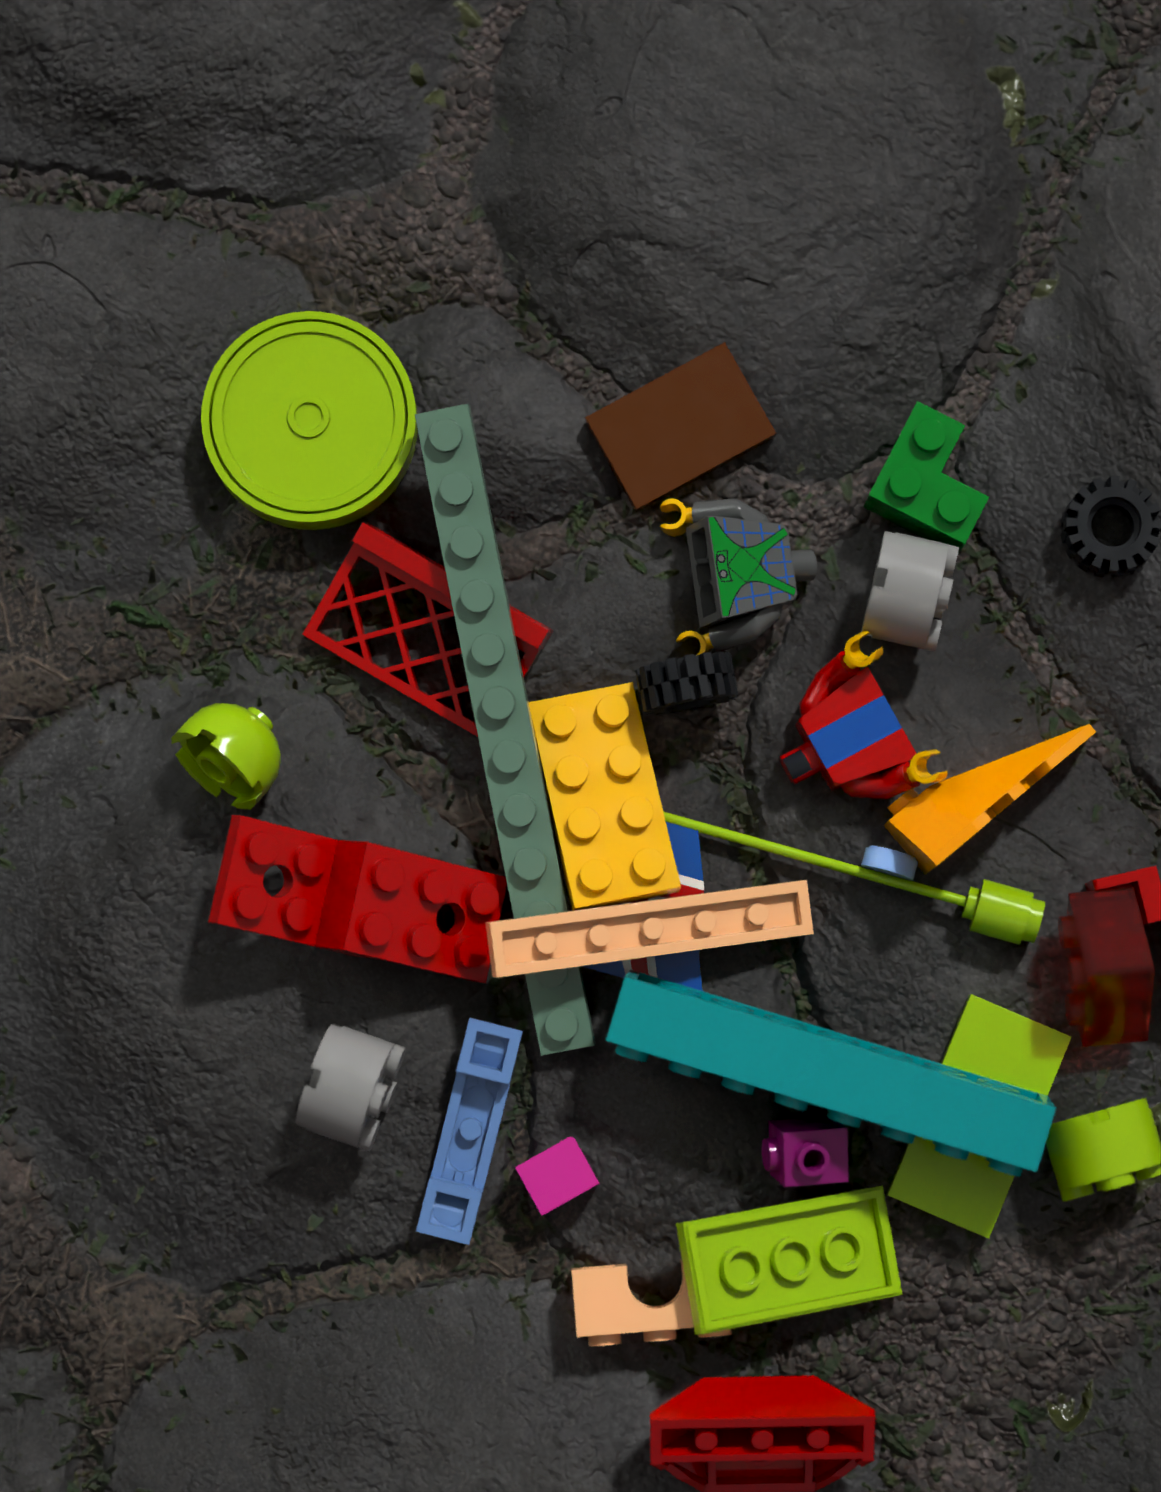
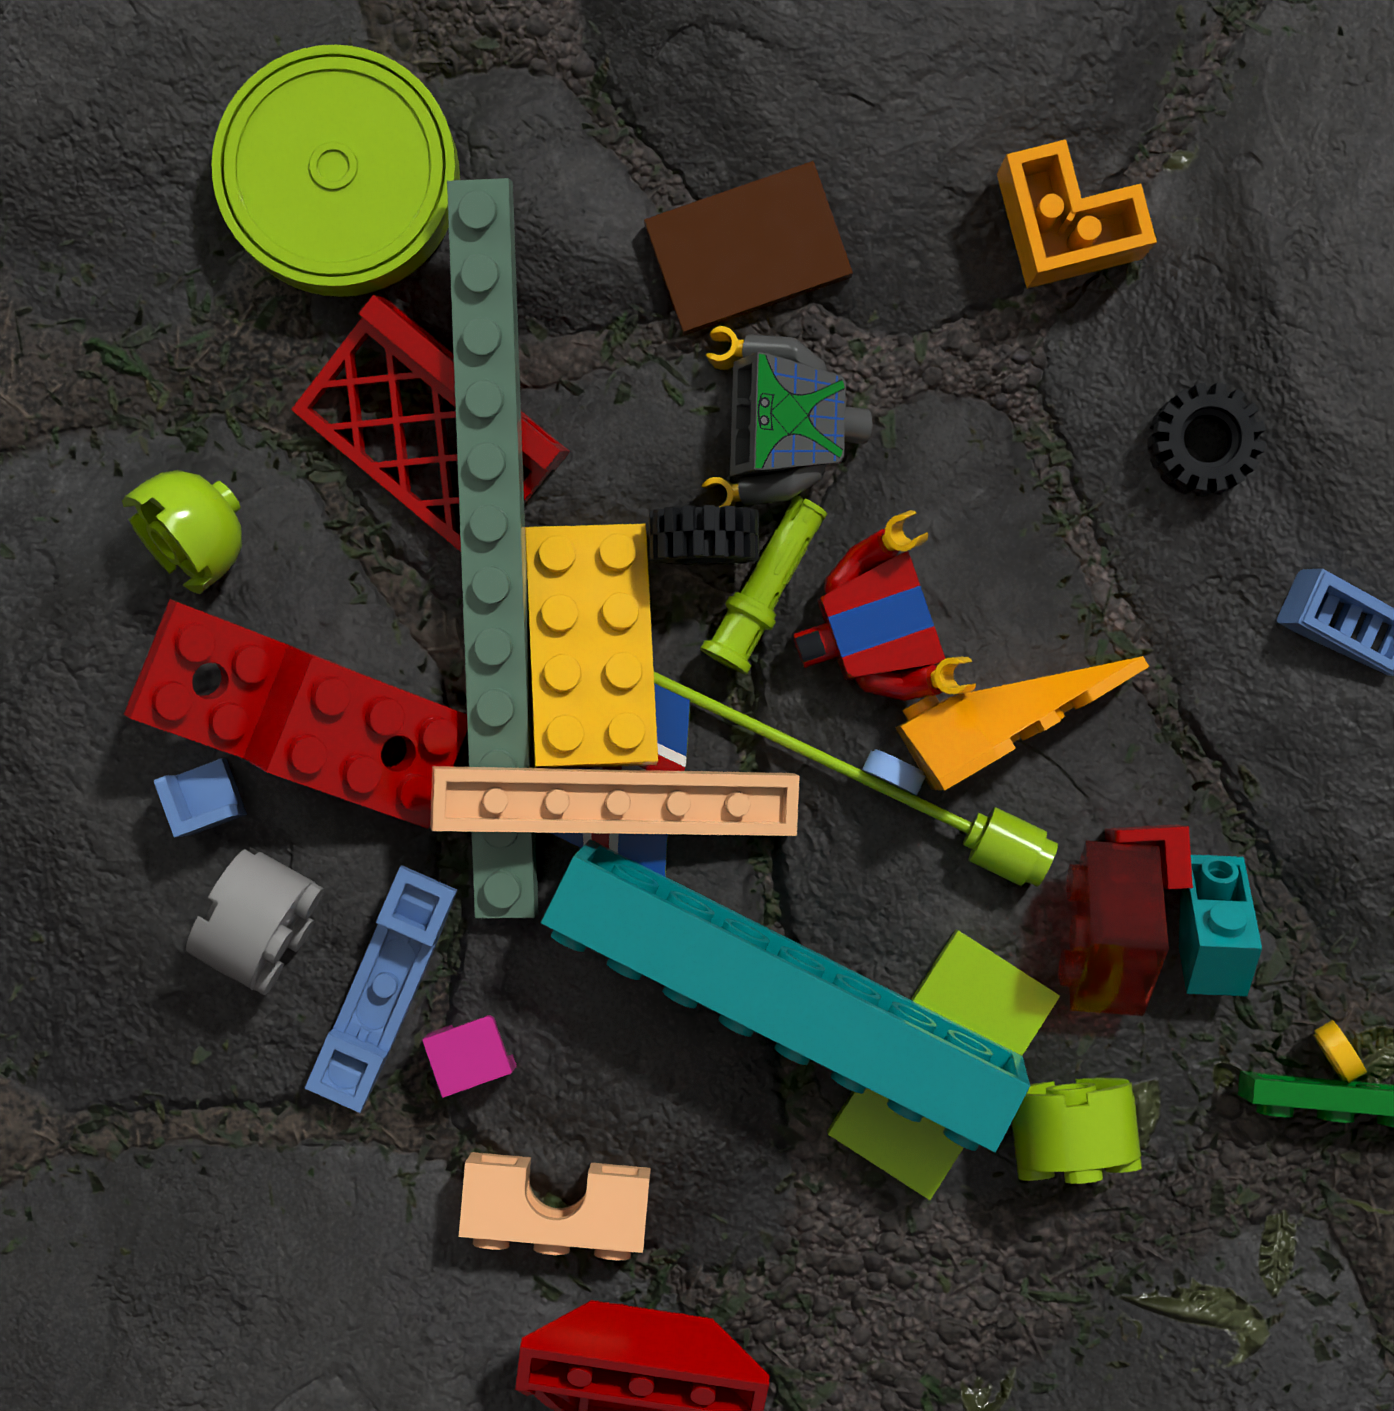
camera: 10 degrees right, 5 degrees up
(280, 989) = (200, 798): none -> medium blue panel
(740, 740) = (753, 608): none -> lime pin
(788, 1259) = (705, 1190): lime tile -> none
(806, 1151) = (745, 1076): magenta brick -> none
(910, 590) = (970, 473): light grey brick -> none
(916, 491) = (994, 357): green brick -> none
(955, 369) = (1060, 231): none -> light orange brick

